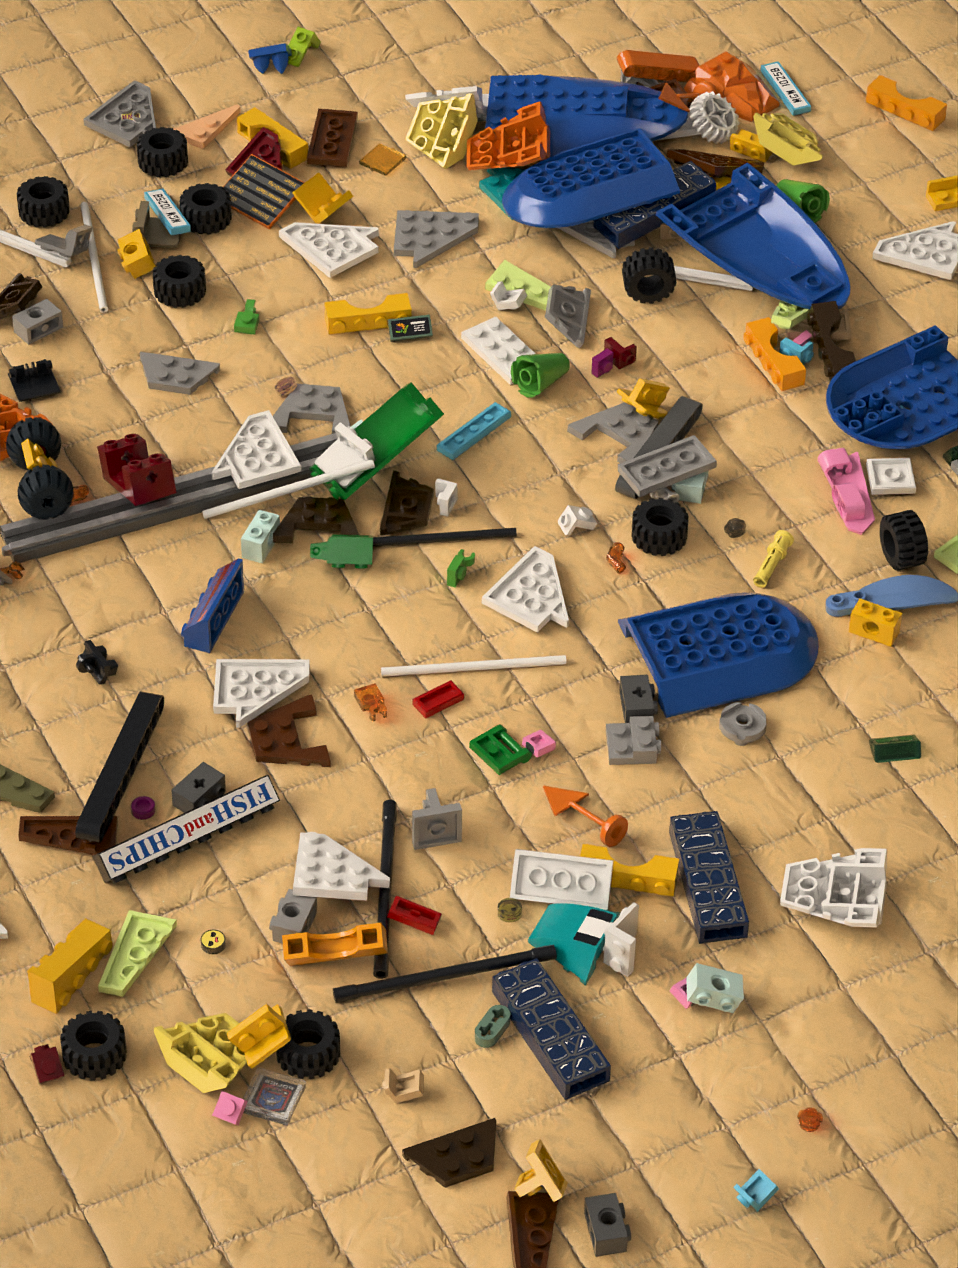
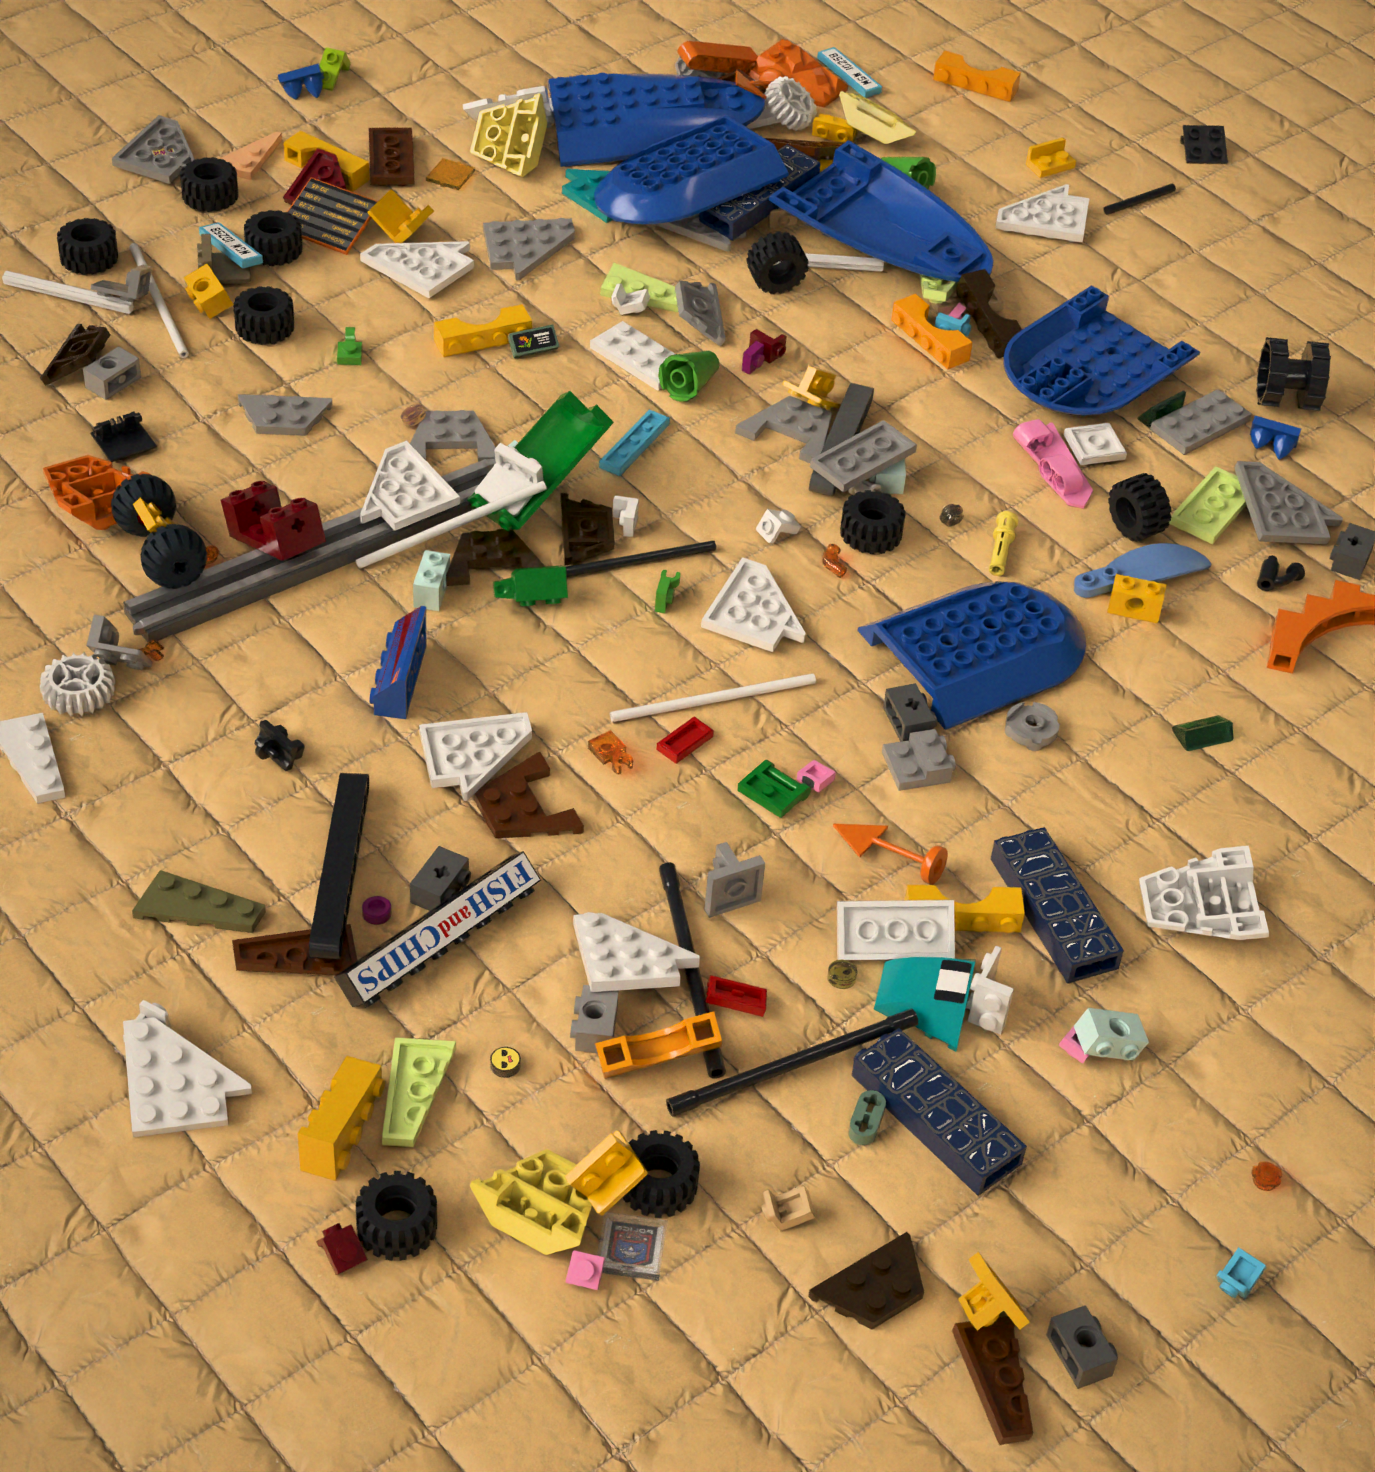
camera: 15 degrees left, 0 degrees up
(514, 143) = (591, 142): orange wedge -> none

